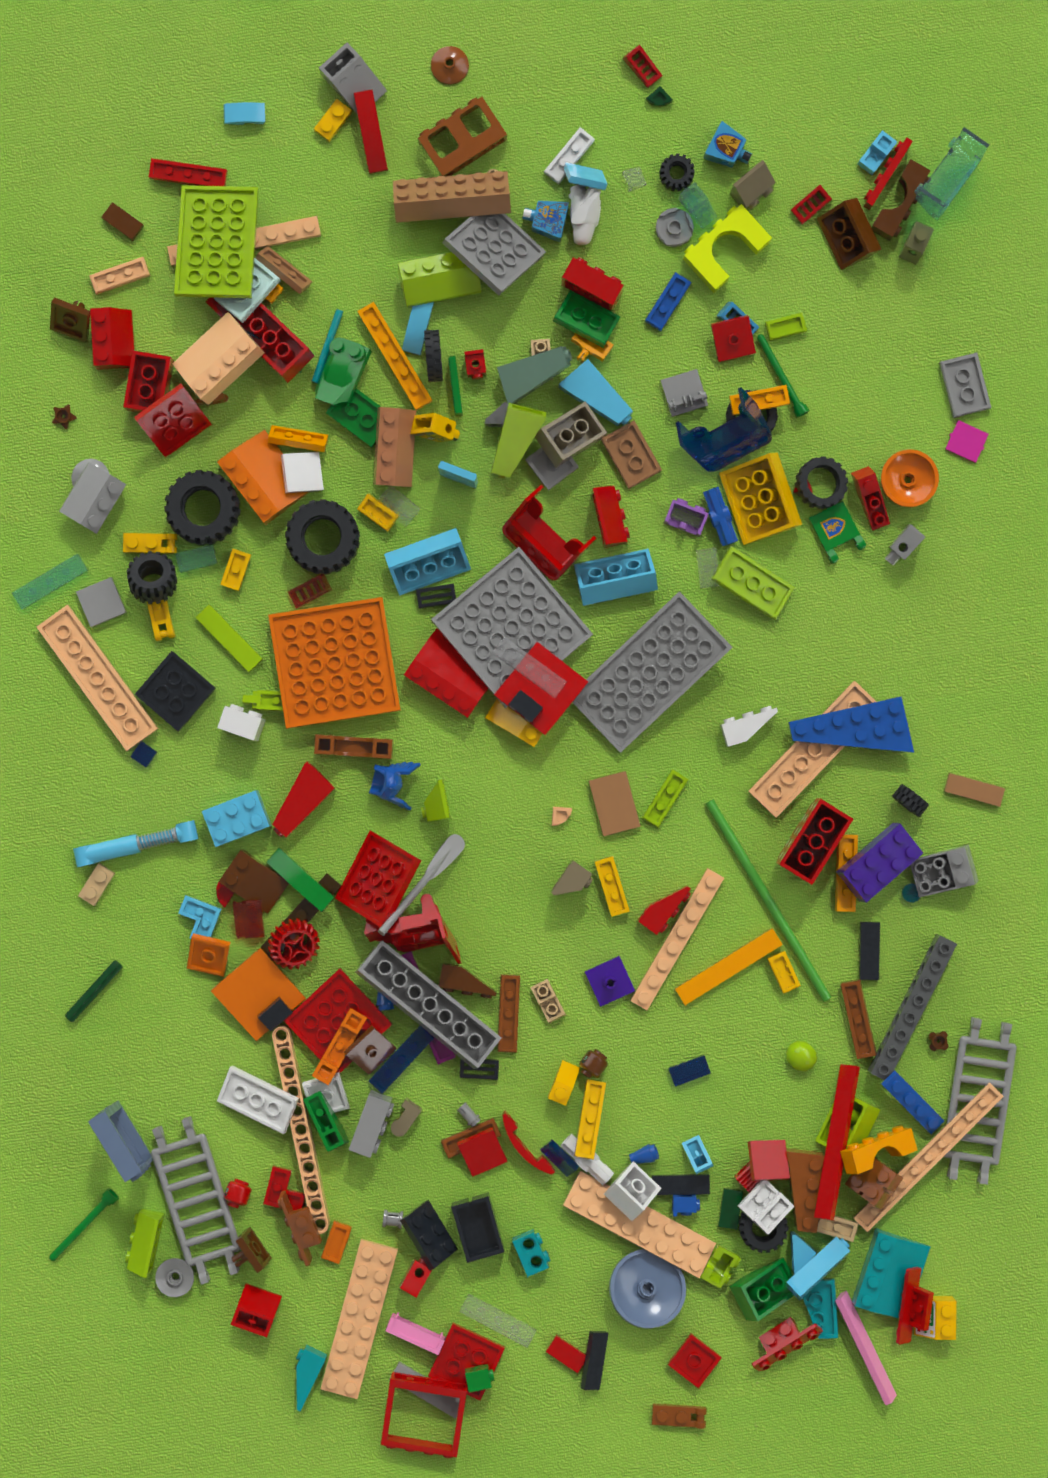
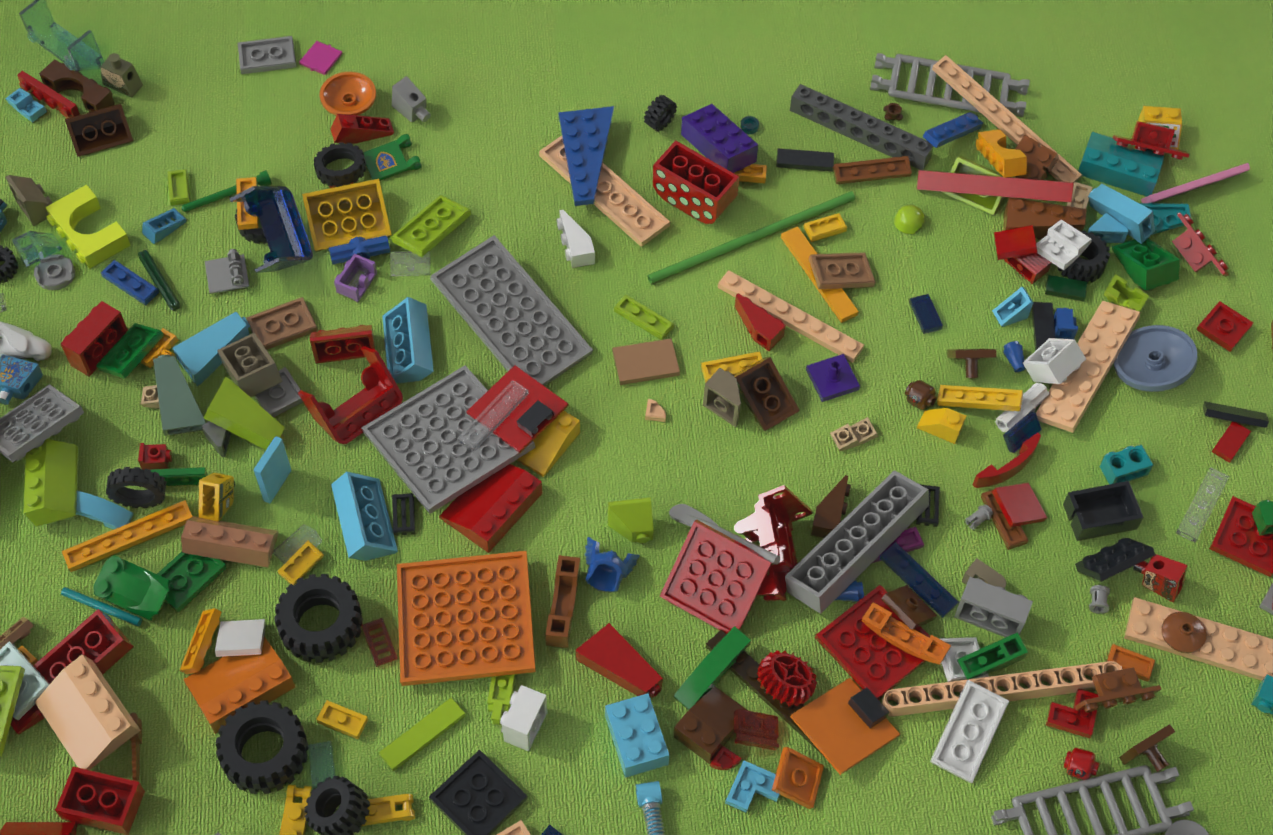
camera: 85 degrees left, 30 degrees down
(173, 420) = (150, 770): red plate -> none
(256, 1310) = (1218, 749): red slope -> none
(363, 1281) = (1183, 640): none -> dark orange dish
(415, 1333) = (1226, 584): bright pink container -> none
(509, 1013) = (861, 471): dark orange tile -> none
(582, 916) = (765, 393): none -> reddish brown slope
(637, 1112) = (971, 357): none -> reddish brown tile
(672, 329) = (159, 280): none -> dark green axle
(731, 988) = (841, 270): none -> medium nougat tile
(733, 338) = (180, 226): red plate -> none
(824, 194) = (58, 145): red slope -> none
(944, 871) = (730, 92): light grey slope -> none
(974, 789) = (653, 71): medium nougat tile -> none

